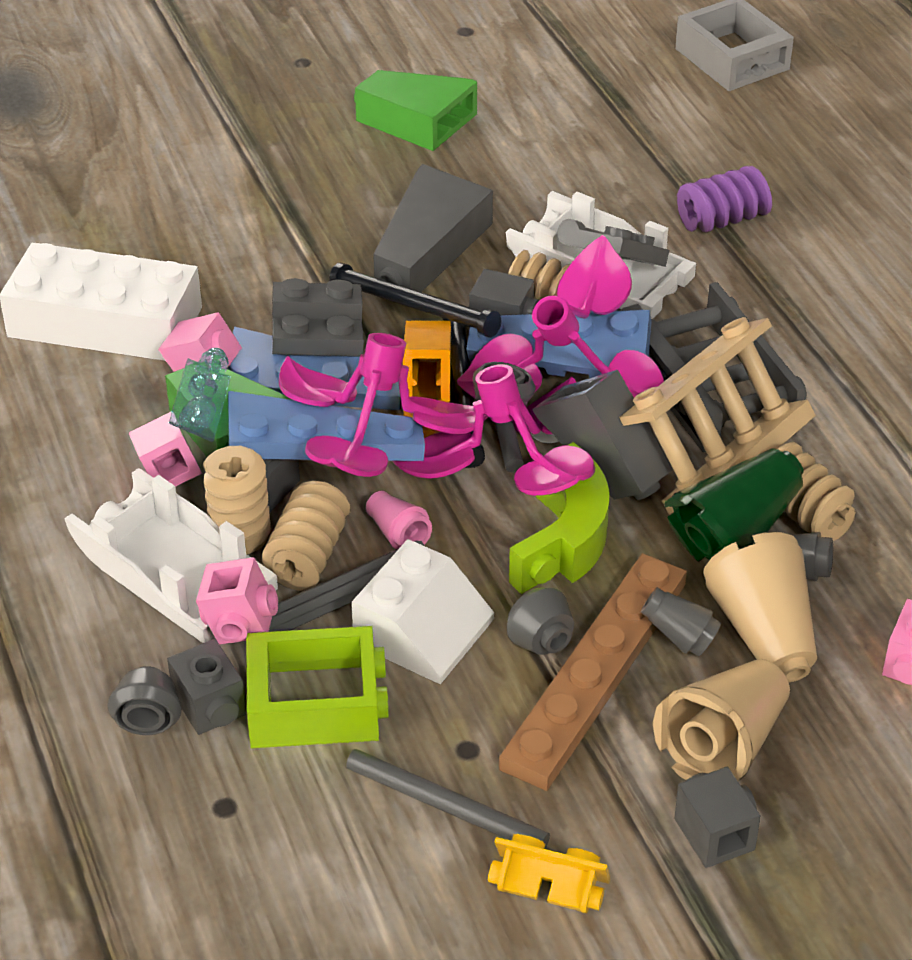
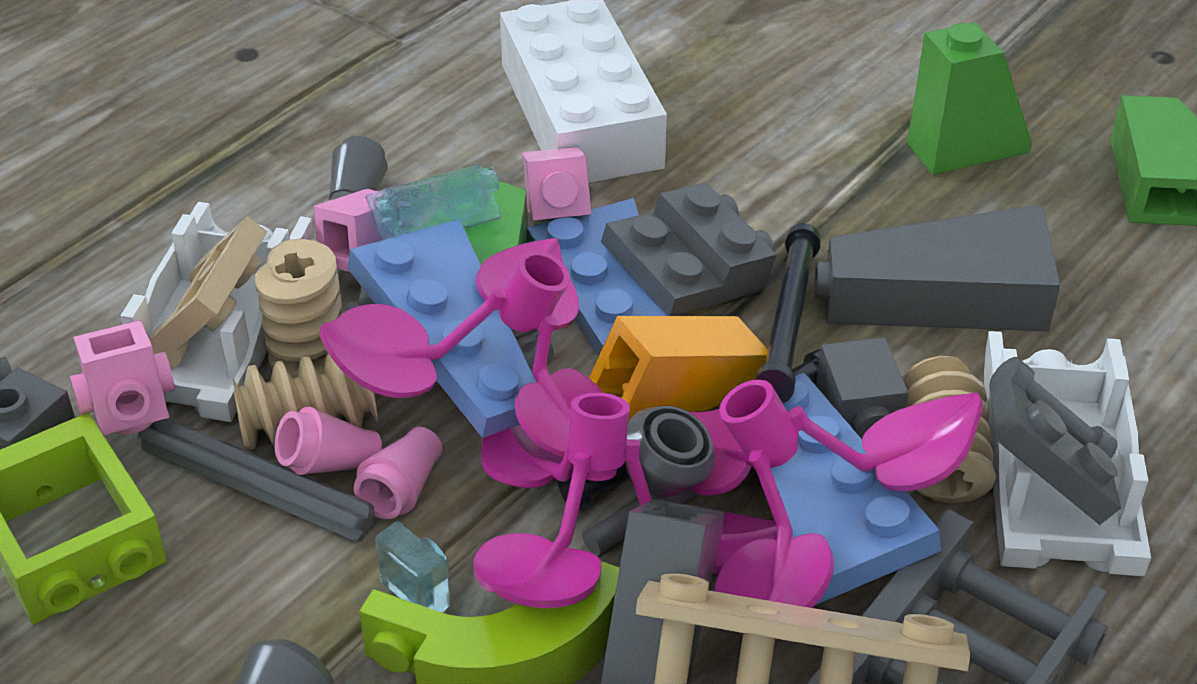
camera: 60 degrees right, 0 degrees up
(84, 444) = (356, 166): none -> dark grey cone
(185, 524) = (208, 296): none -> tan plate
(303, 146) = (965, 102): none -> bright green slope
(350, 549) = (322, 443): none -> bright pink cone
(422, 611) = (236, 560): white slope -> none
(488, 538) = (413, 567): none -> clear light blue plate

